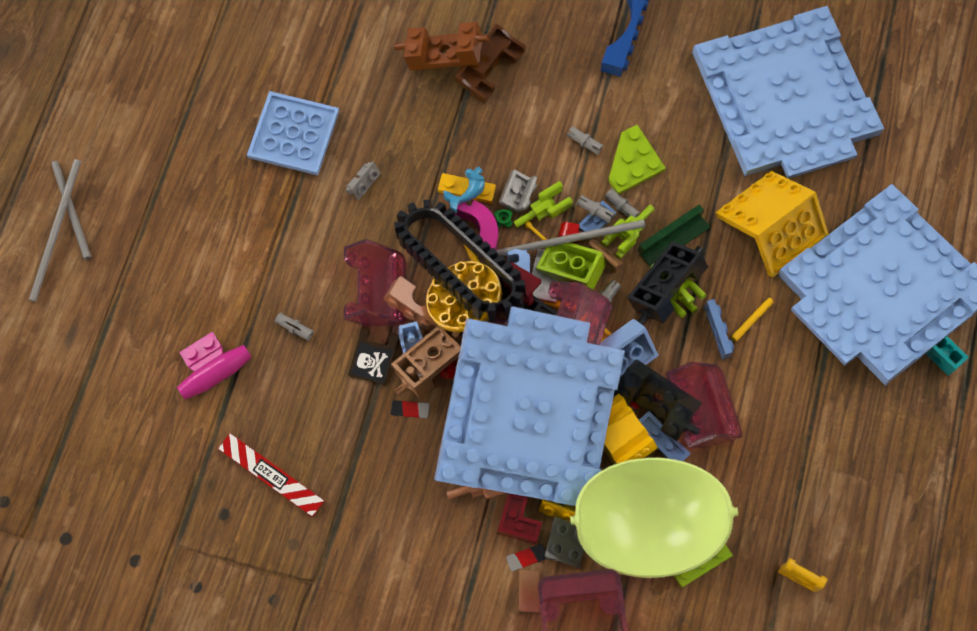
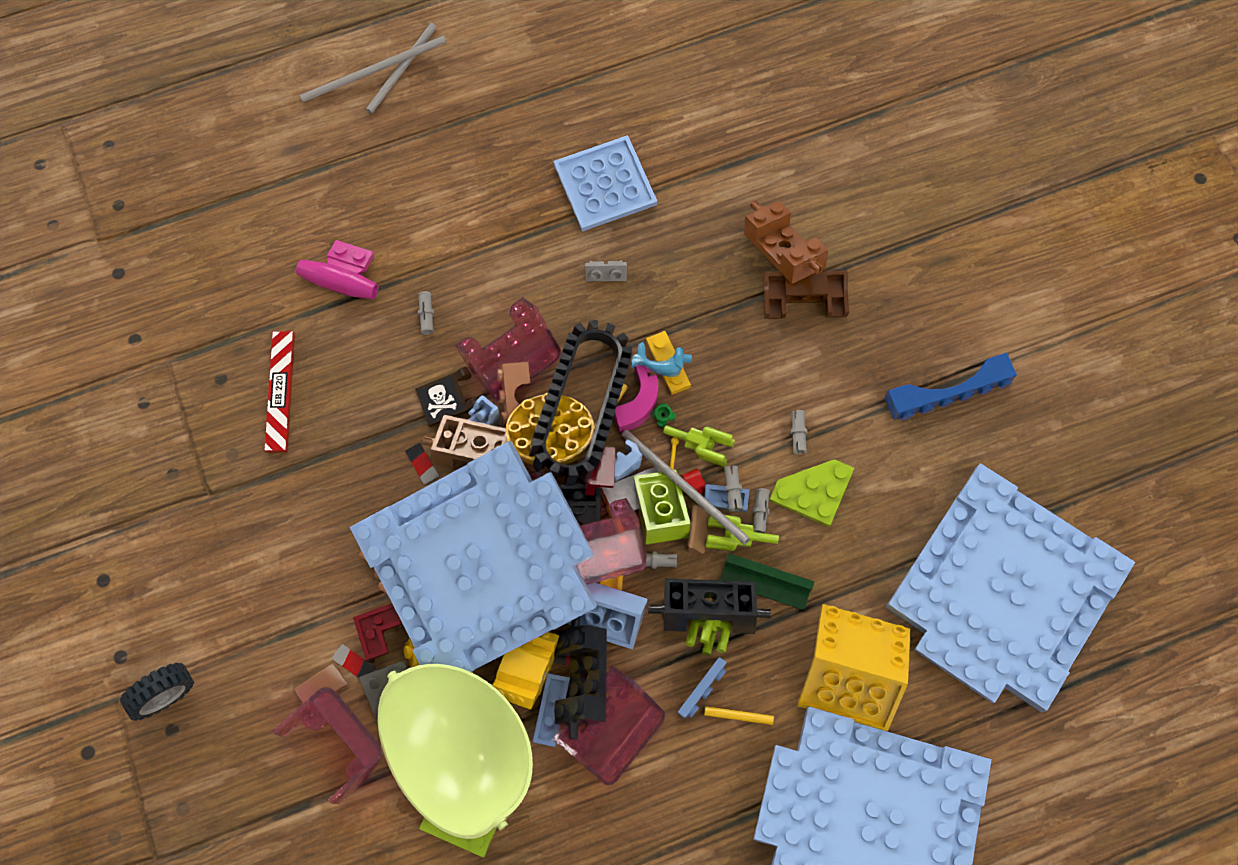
camera: 55 degrees right, 0 degrees up
(518, 191) = (698, 407): light grey bracket -> none

